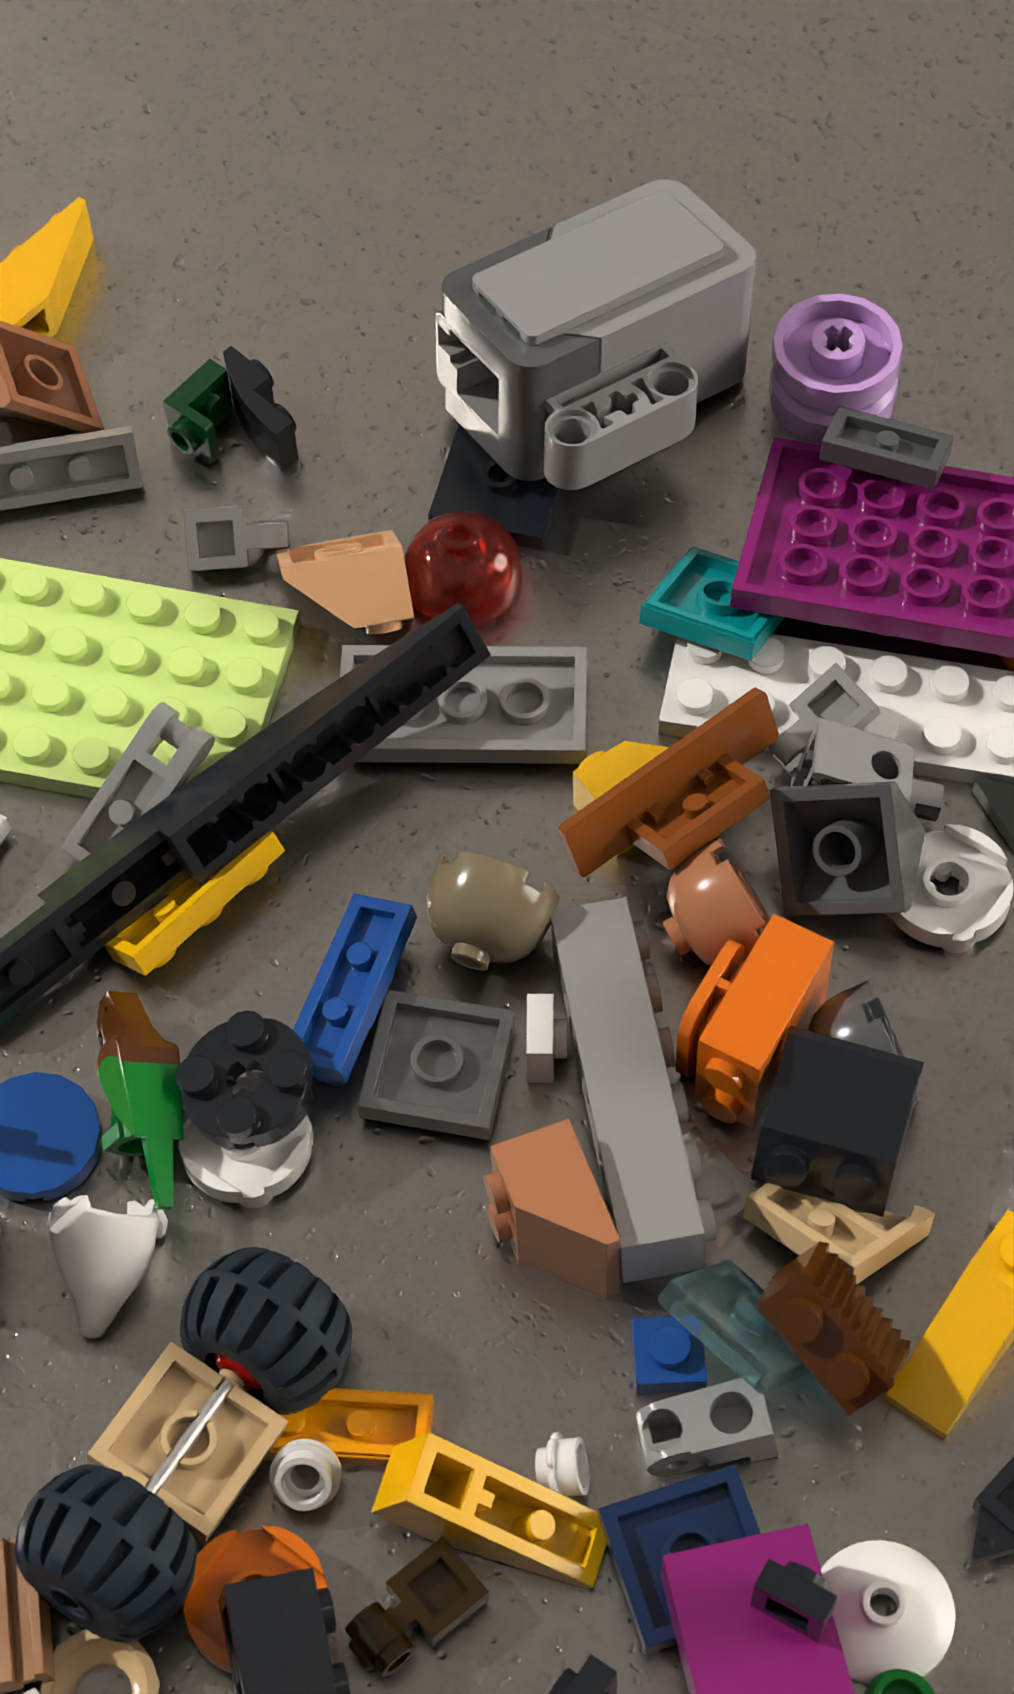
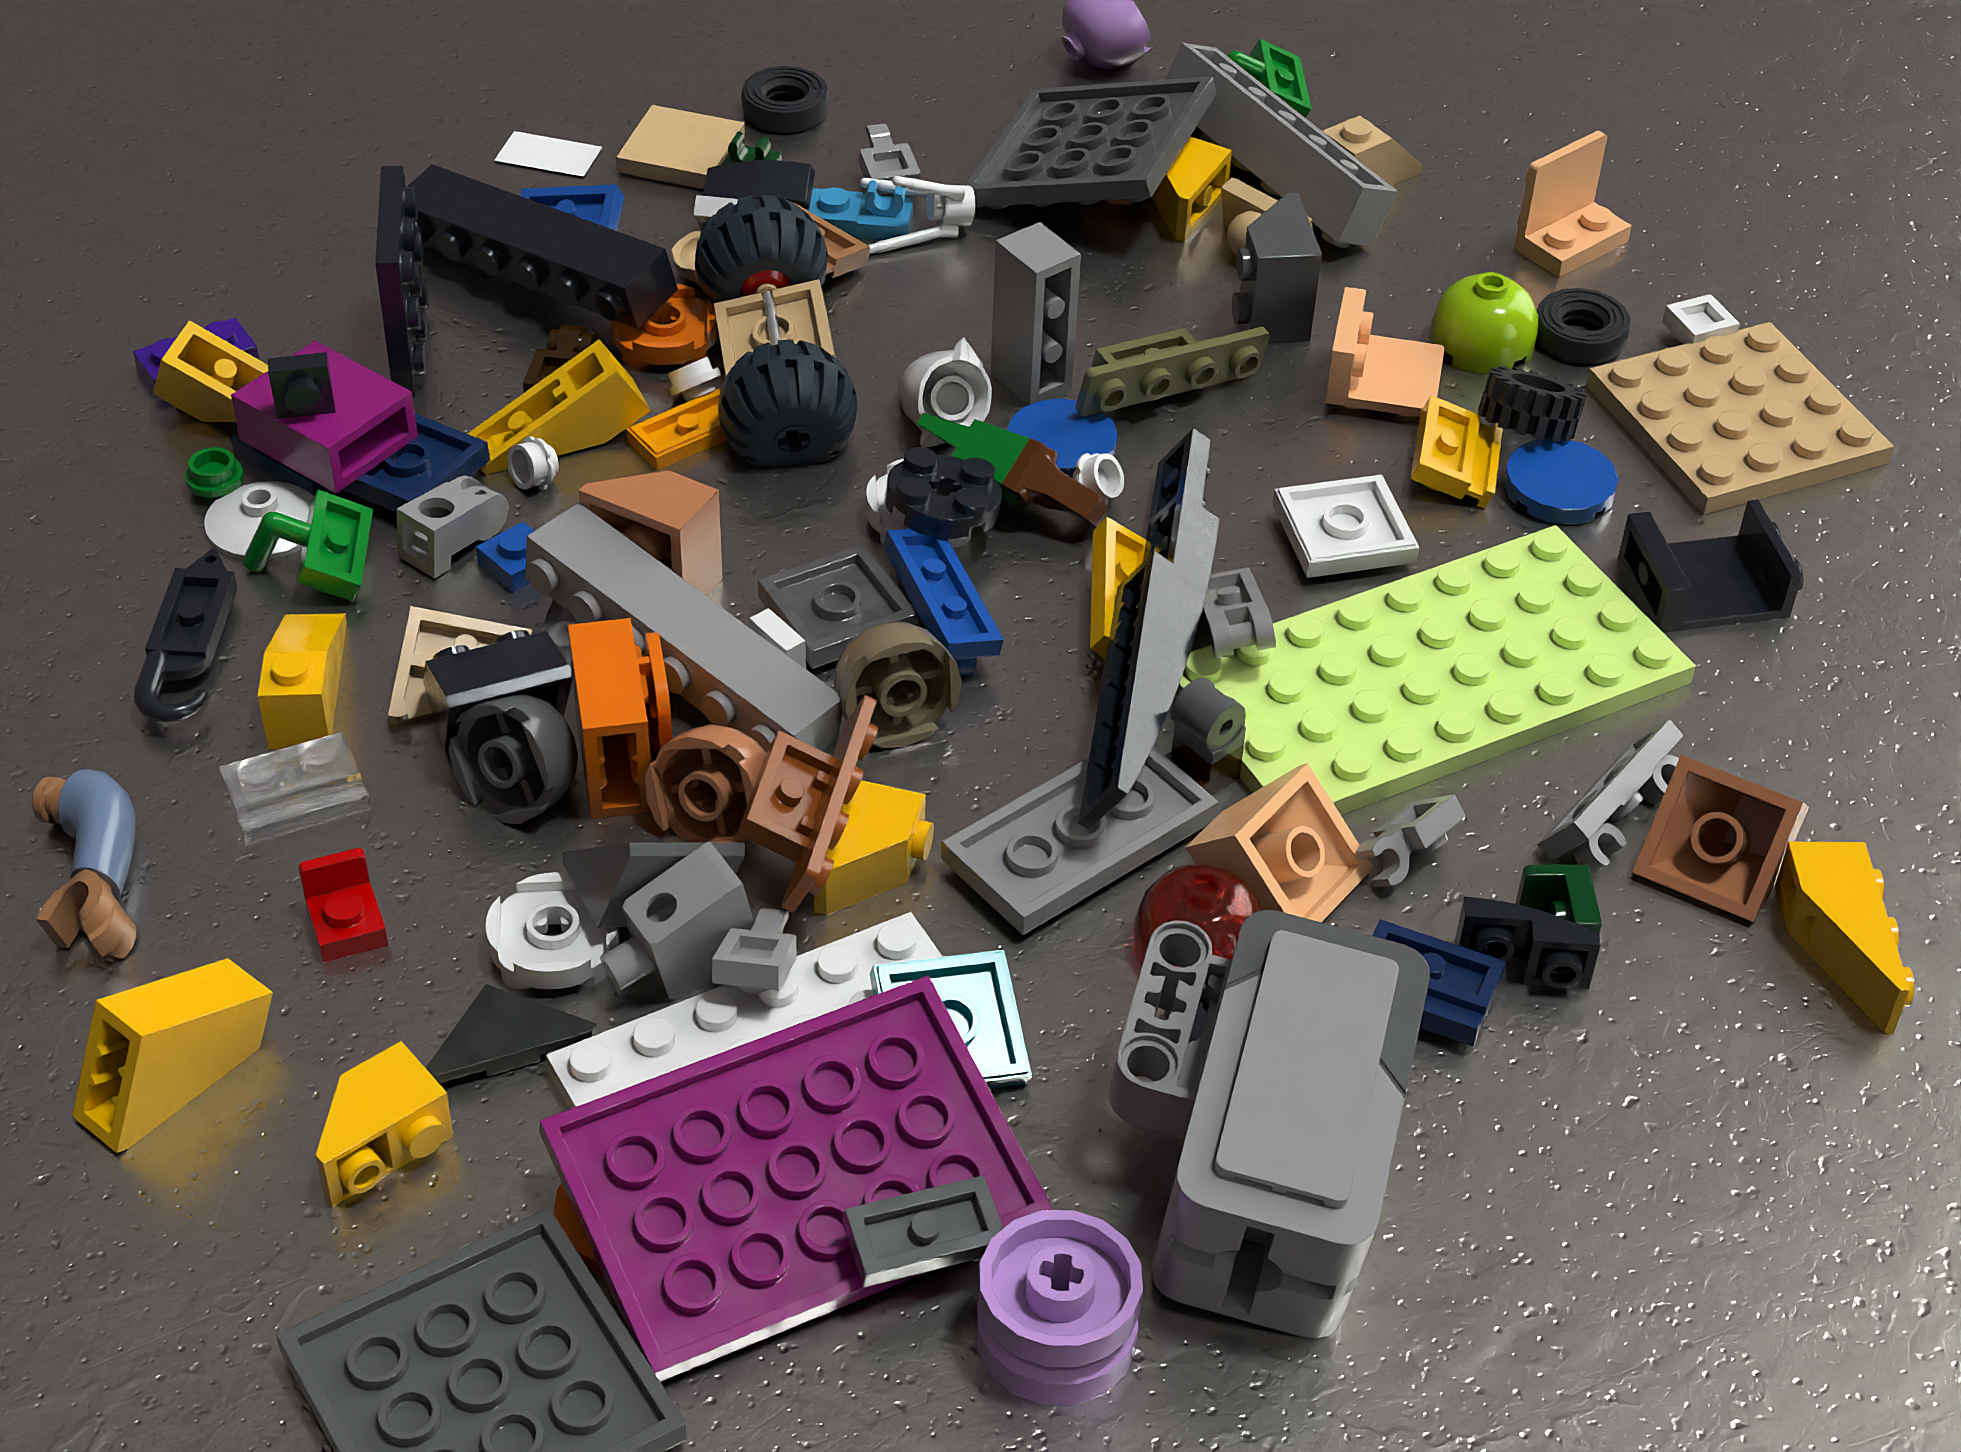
camera: 135 degrees right, 15 degrees down
(66, 1048) = (1100, 474): none -> white plate
(296, 670) = (1208, 735): none -> dark grey leg
(353, 433) = (1459, 982): none -> dark blue plate
(722, 1314) = (467, 558): clear light blue plate -> none
(834, 1328) = (385, 577): reddish brown brick -> none
(852, 1477) = (331, 543): none -> green plate

